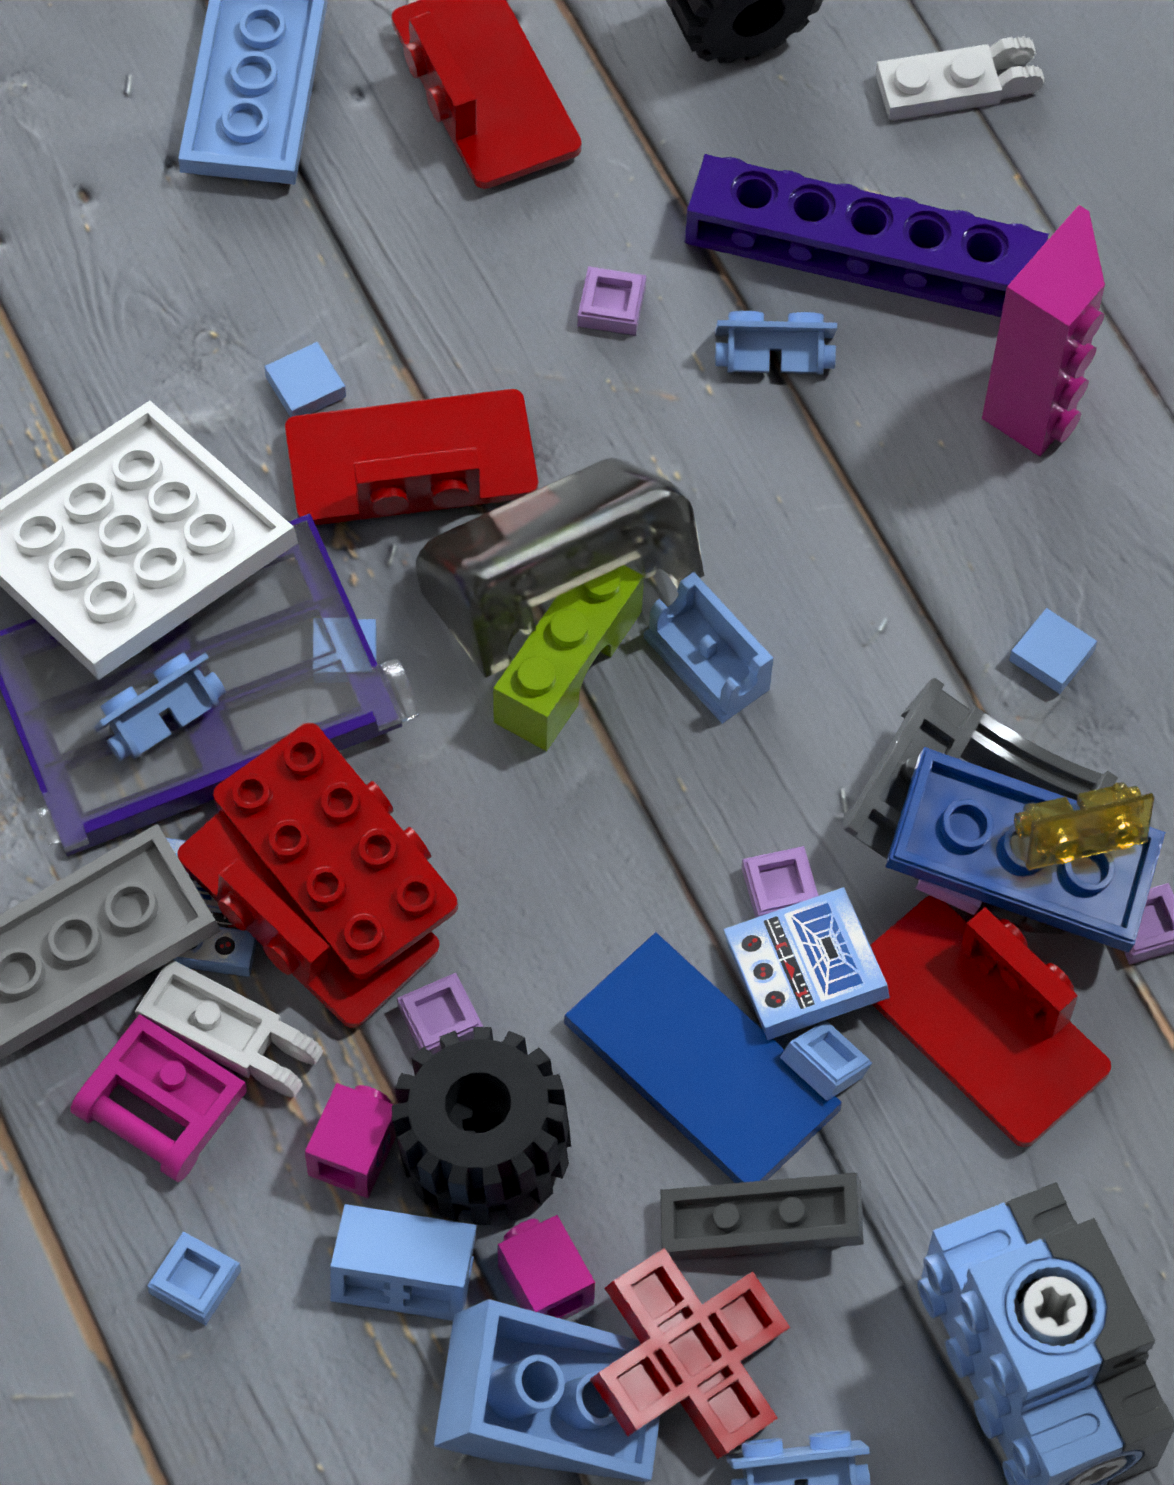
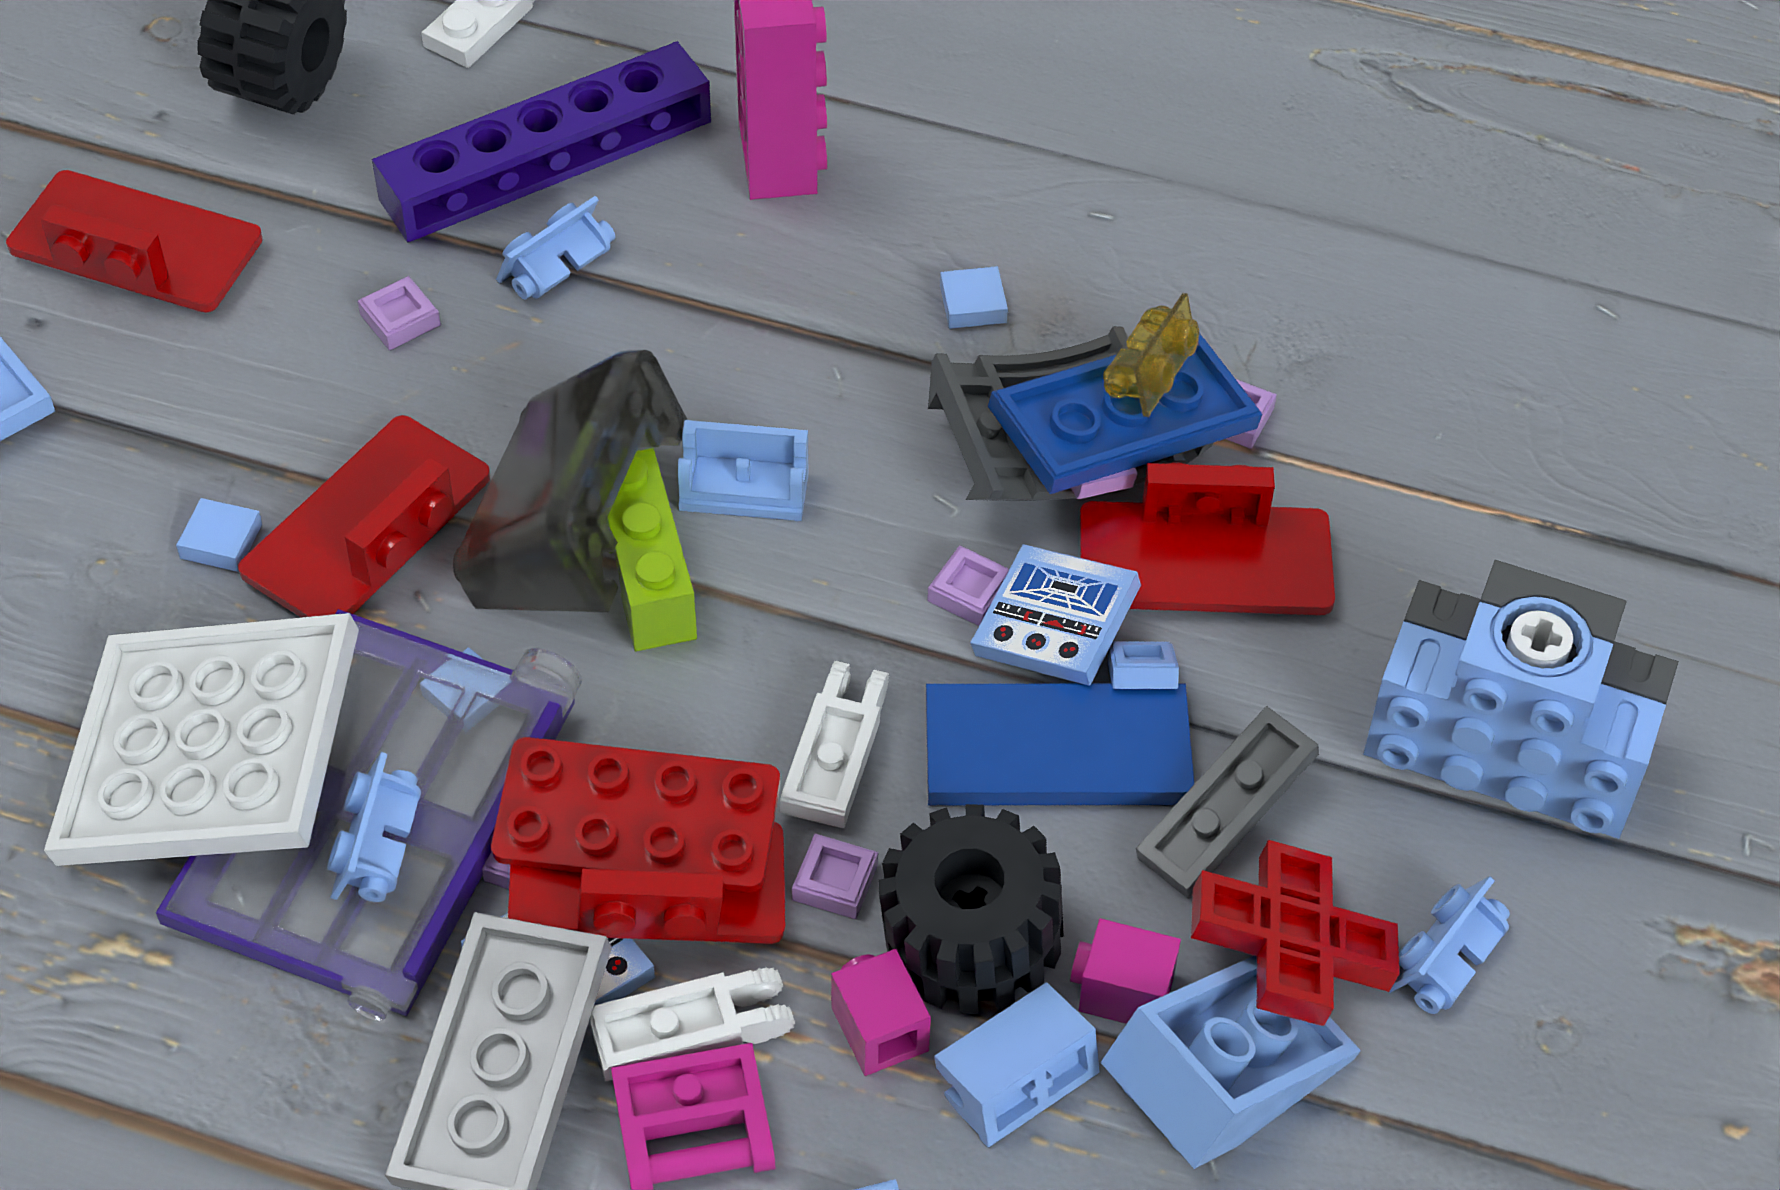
camera: 45 degrees left, 10 degrees down
(541, 920) = (833, 749): none -> white hinge

